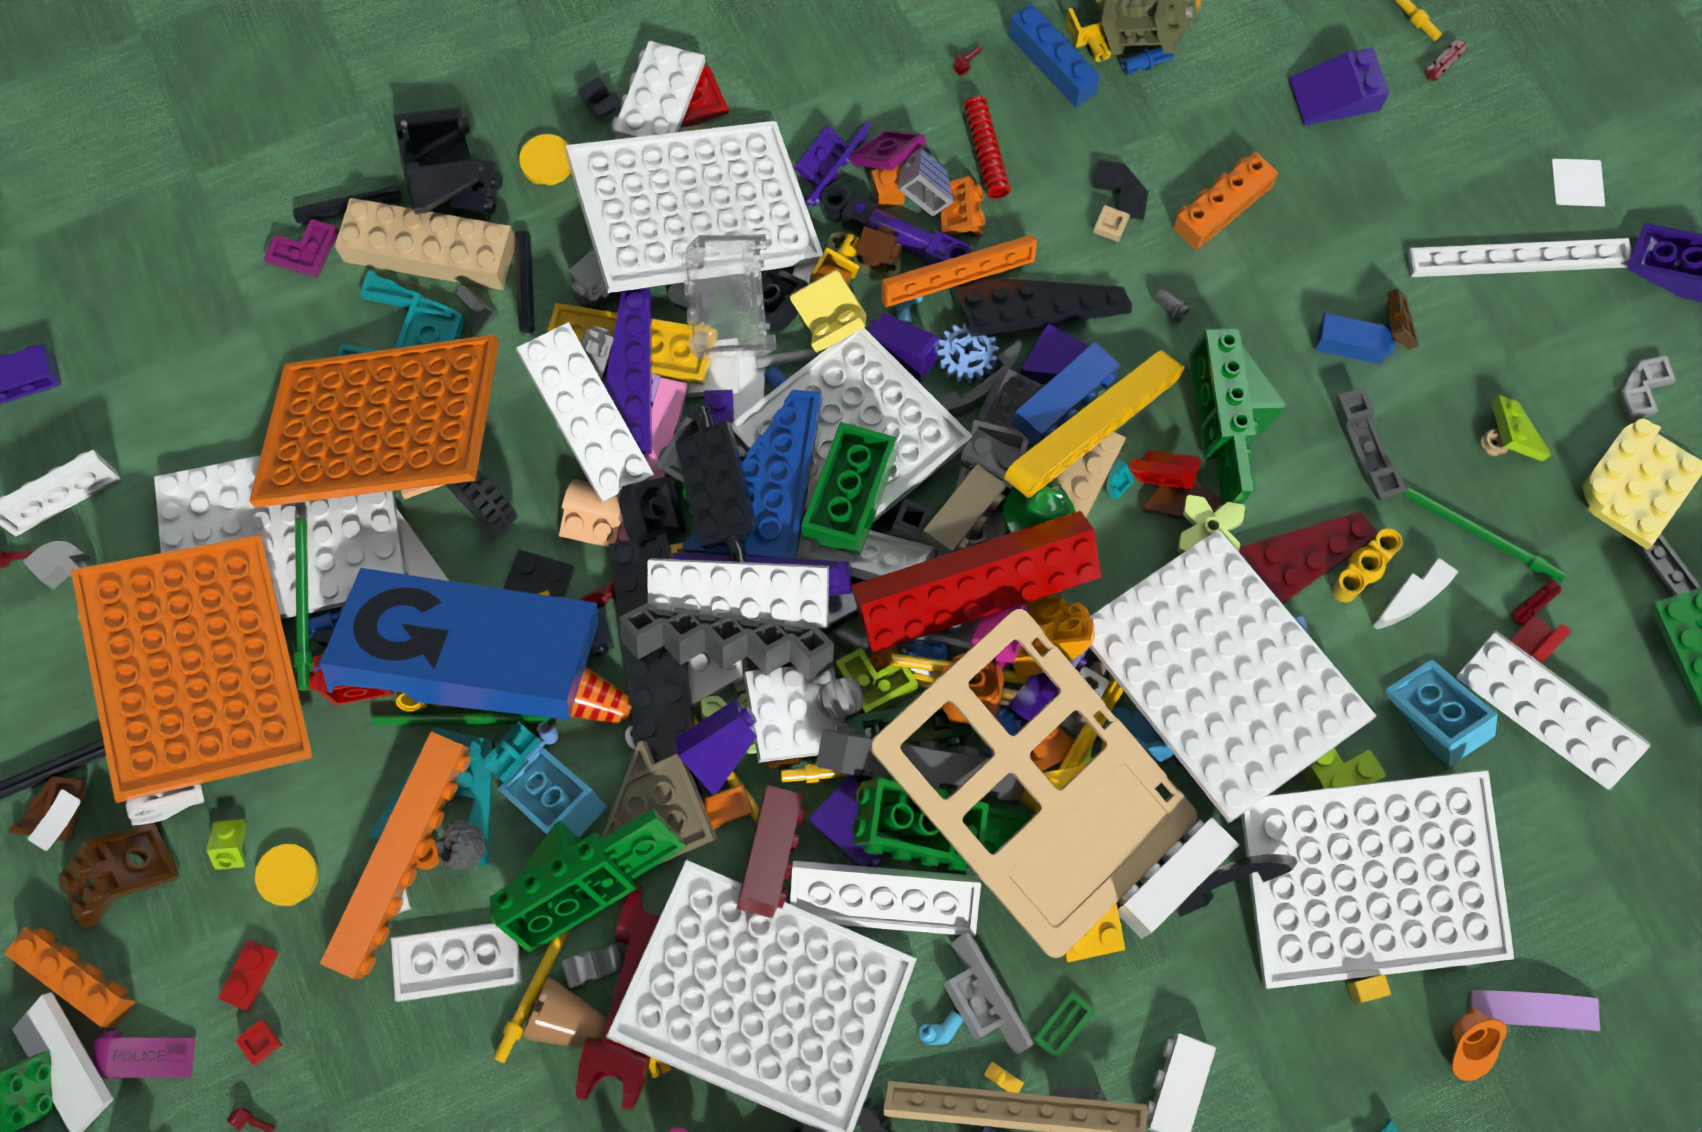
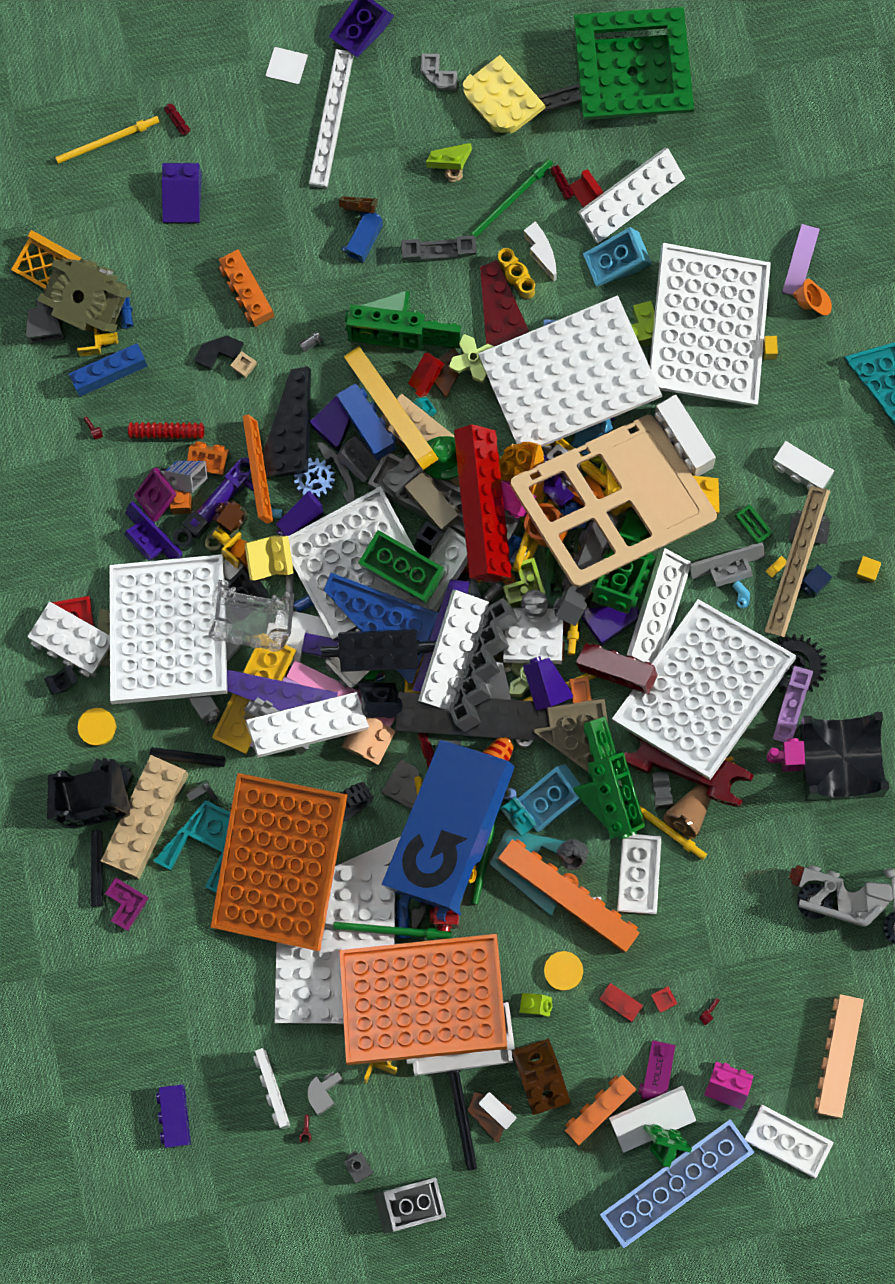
camera: 70 degrees left, 5 degrees up
(1267, 865) = (693, 381): black slope -> none

